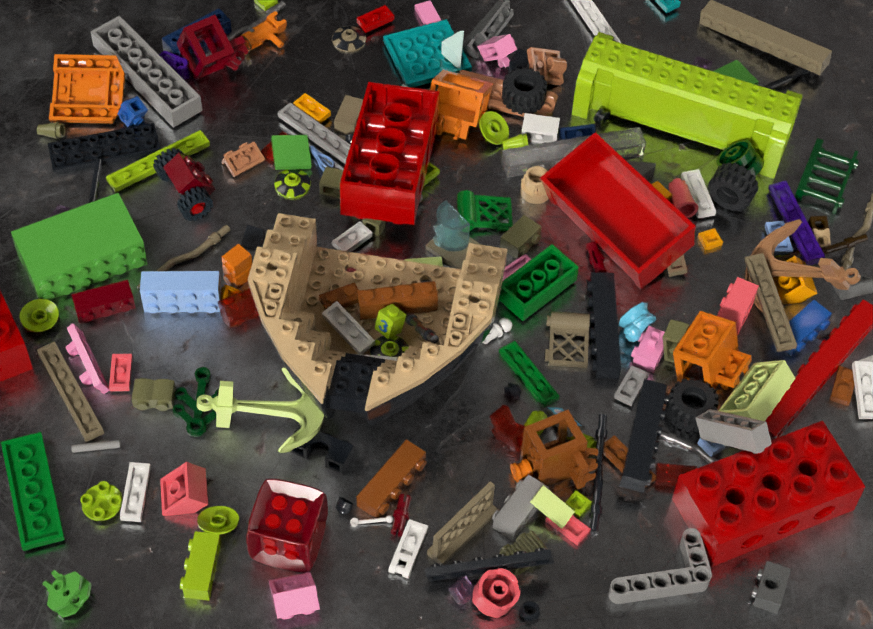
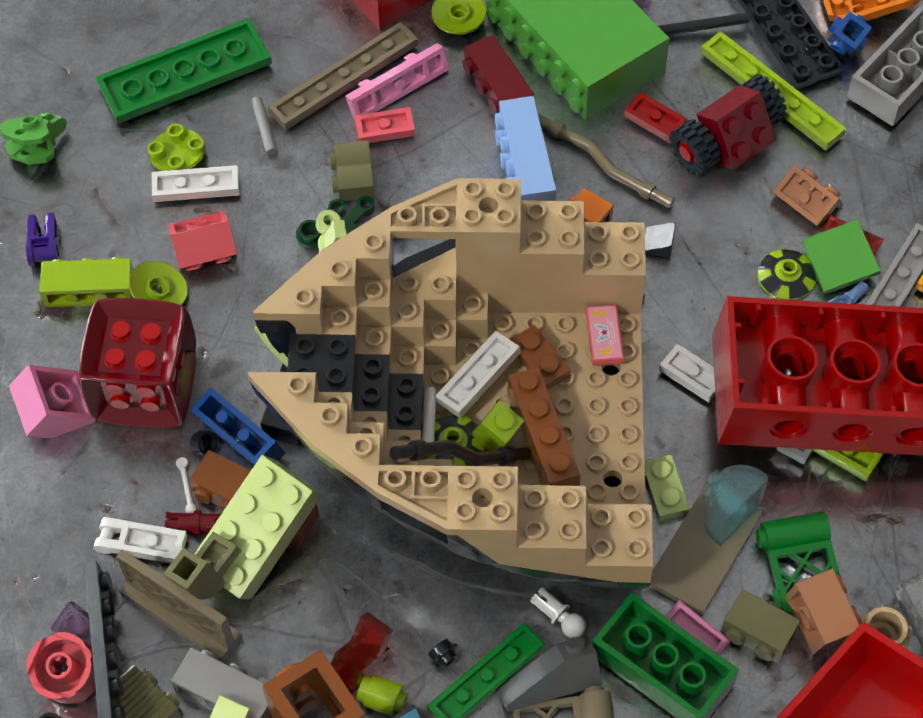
camera: 85 degrees right, 5 degrees up
(157, 593) = (44, 247): none -> dark purple piece
(160, 223) = (653, 116): none -> red plate
(332, 262) = (604, 335): none -> bright pink tile
(347, 477) = (235, 428): none -> blue brick
(422, 470) = (263, 522): none -> yellowish green brick
(452, 493) = (203, 572): none -> olive brick
(521, 200) = (823, 610): none -> nougat brick
(537, 337) = (556, 673): none -> dark grey slope

